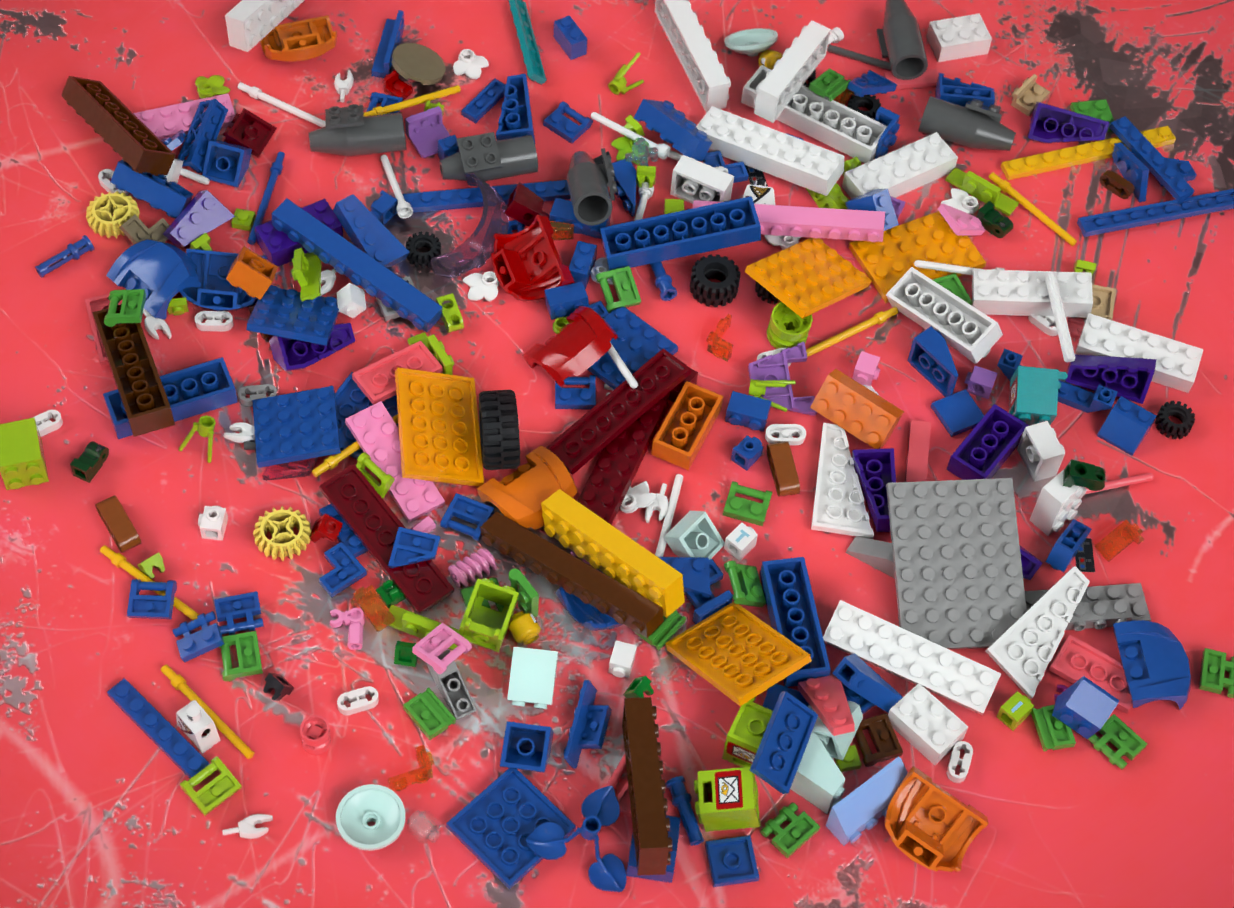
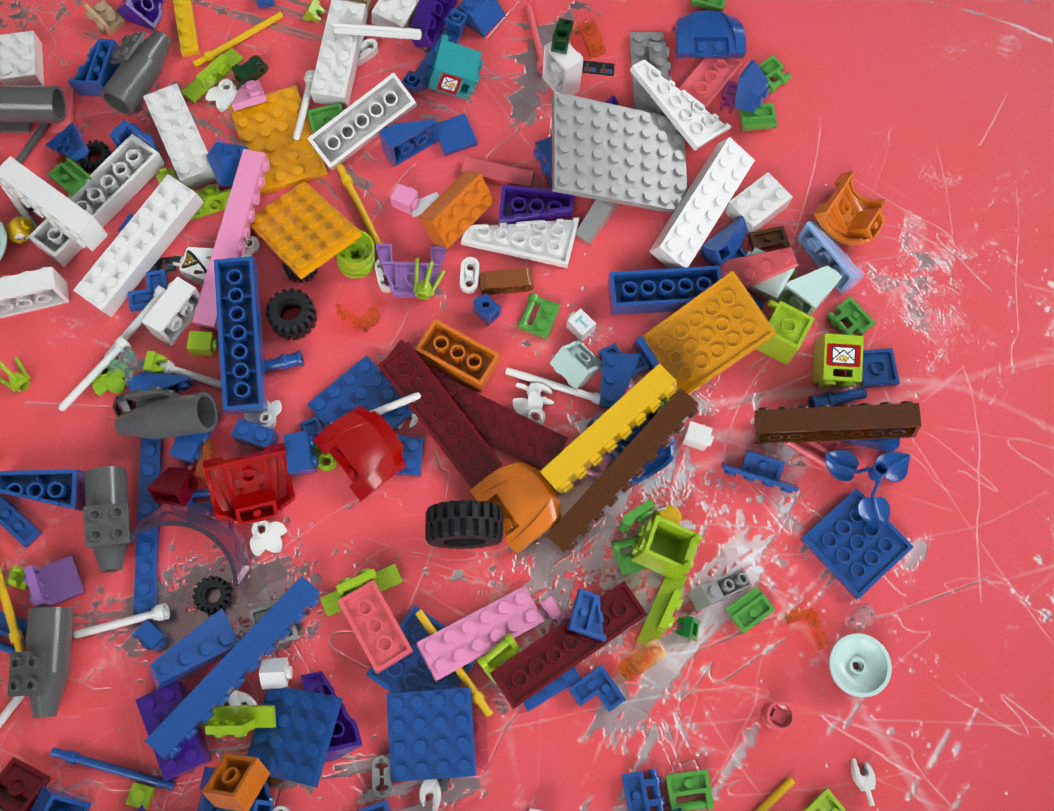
camera: 85 degrees left, 15 degrees up
(281, 686) = (722, 752): black tile -> none
(283, 539) = (544, 764): light yellow gear -> none
(325, 527) = (554, 704): red bracket -> none
(355, 620) = (664, 676): bright pink bar -> none
(357, 700) = (730, 677): white beam -> none
(390, 593) = (623, 643): green tile -> none
(436, 643) = (699, 596): bright pink plate -> none
(438, 427) = (446, 587): light orange plate -> none
(447, 147) = (82, 561): blue brick -> none
(450, 313) = (307, 568): lime leg -> none
(467, 510) = (537, 561): blue plate -> none
(472, 566) = (602, 562): bright pink piece -> none
(526, 746) = (787, 523): blue slope -> none
(532, 677) = (715, 513): light aqua slope -> none
(564, 126) = (65, 441): blue plate -> none
(624, 287) = (290, 397): bright green plate -> none
(634, 126) = (82, 370): lime tile -> none
(638, 687) = (725, 425): green tile -> none
(674, 128) = (97, 328): blue wedge -> none
(745, 584) = (626, 325): bright green plate -> none
(748, 411) = (443, 302): blue brick -> none
(784, 742) = (807, 304): blue plate -> none
(955, 760) = (790, 185): white beam -> none
(980, 382) = (427, 108): medium lavender brick -> none
(987, 445) = (498, 115): dark purple brick -> none
(1015, 710) = (745, 138): lime brick -> none
(1041, 451) = (507, 75): white brick -> none
(1068, 545) = (599, 76): blue slope -> none

